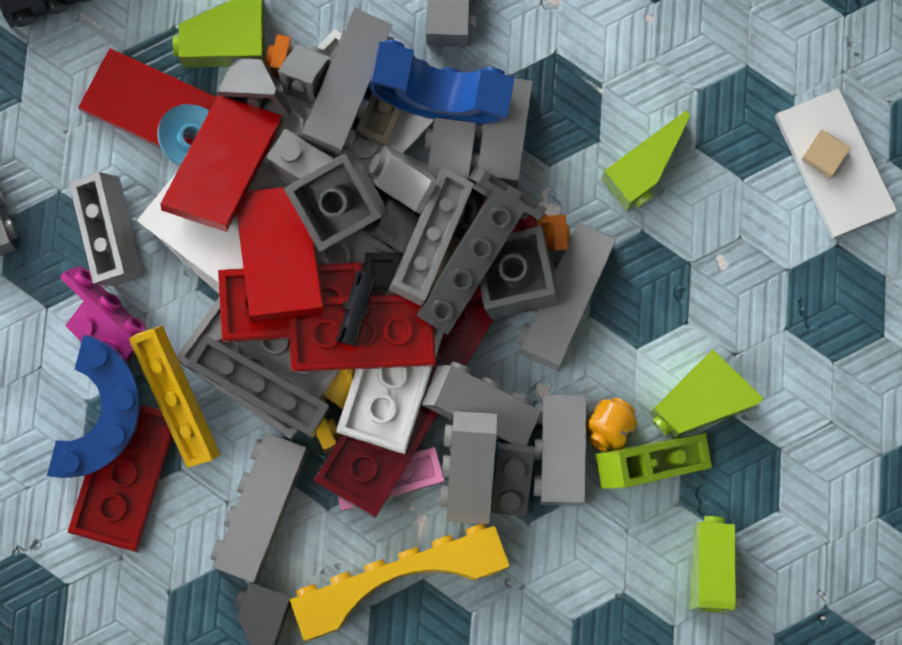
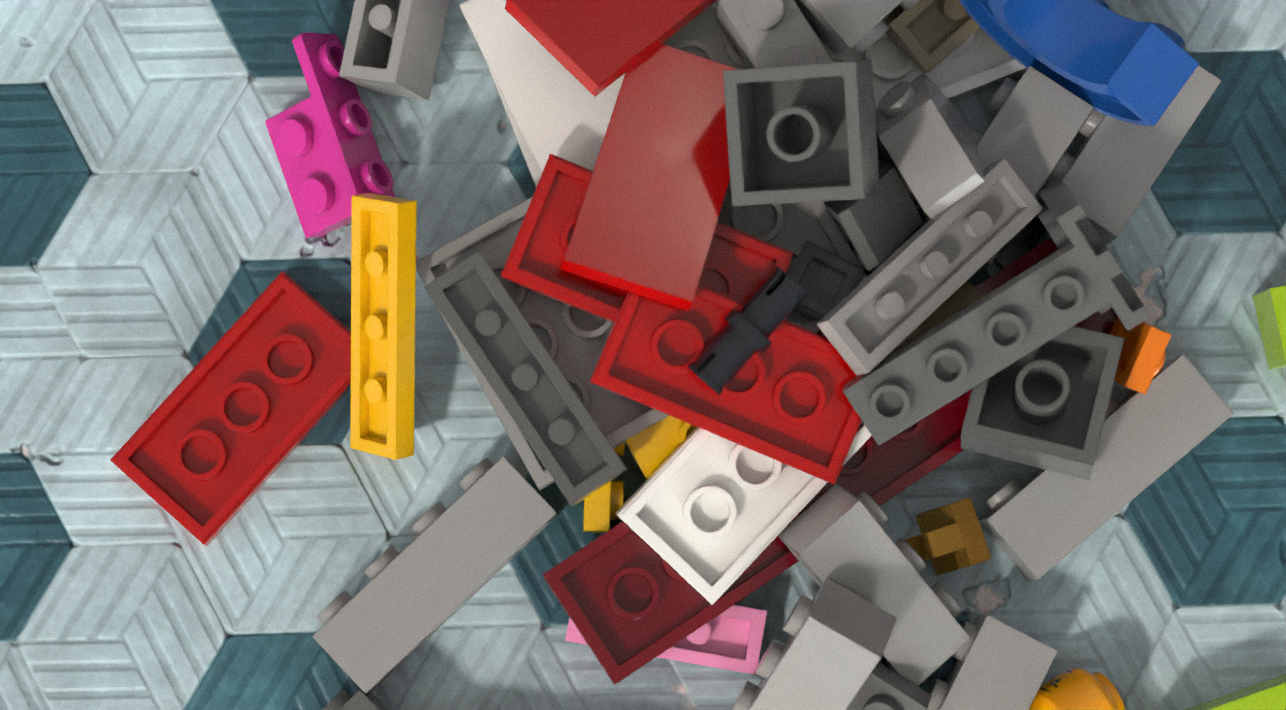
camera: 25 degrees right, 5 degrees up
(118, 417) = (281, 310): blue brick -> none
(508, 366) = (950, 537): none -> pearl gold tile

